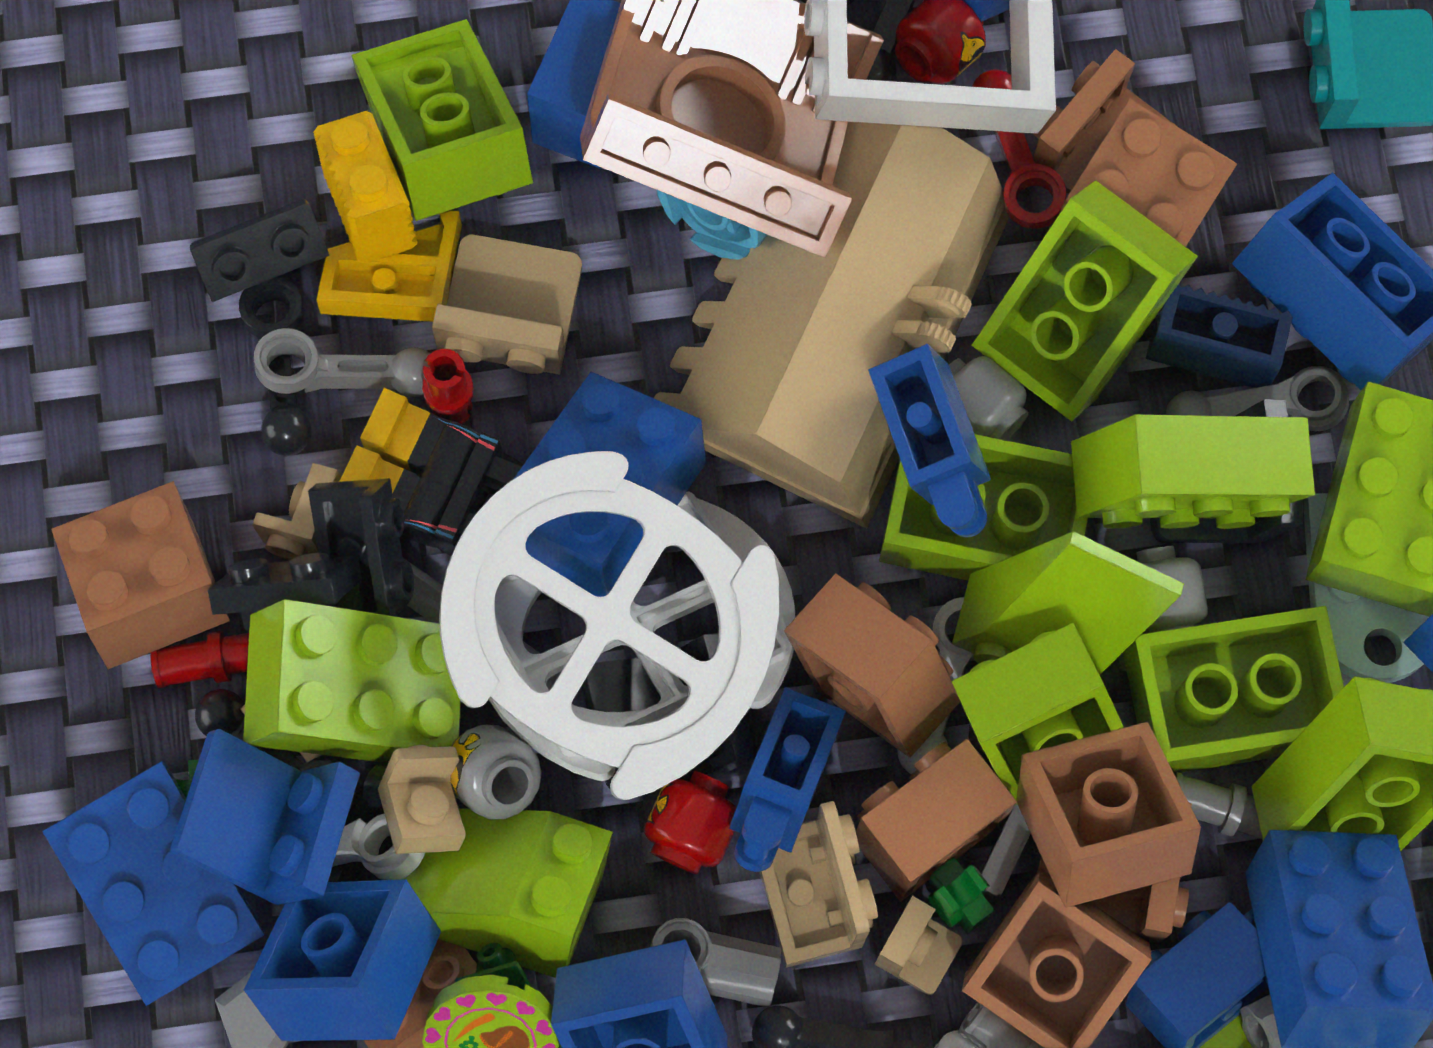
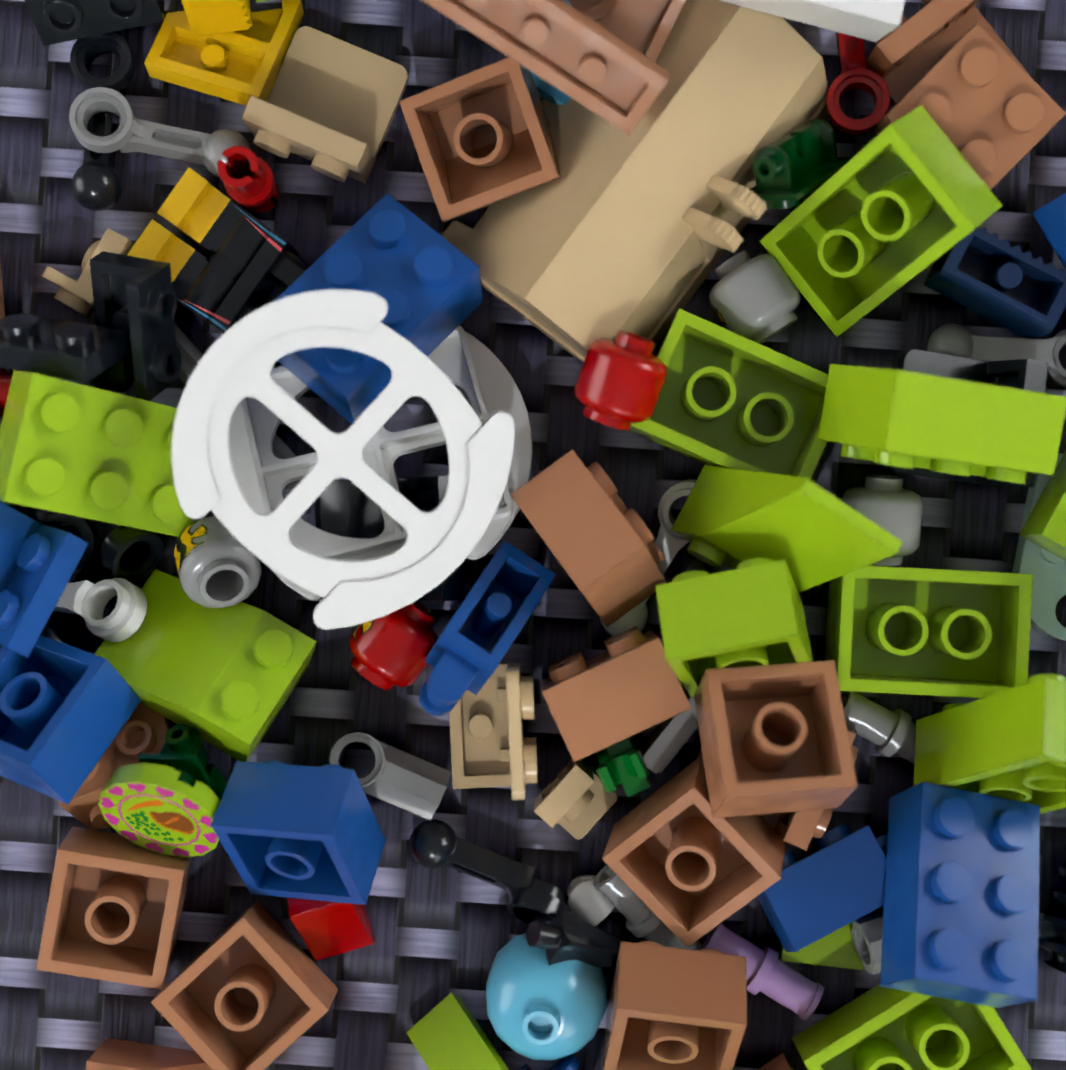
camera: 20 degrees right, 15 degrees up
(421, 800) = (143, 580): tan bracket -> none
(673, 300) = (481, 137): none -> nougat slope
(867, 497) = (620, 380): none -> red head
(934, 436) = (696, 337): blue brick -> none
(989, 263) = (796, 164): none -> dark green hinge

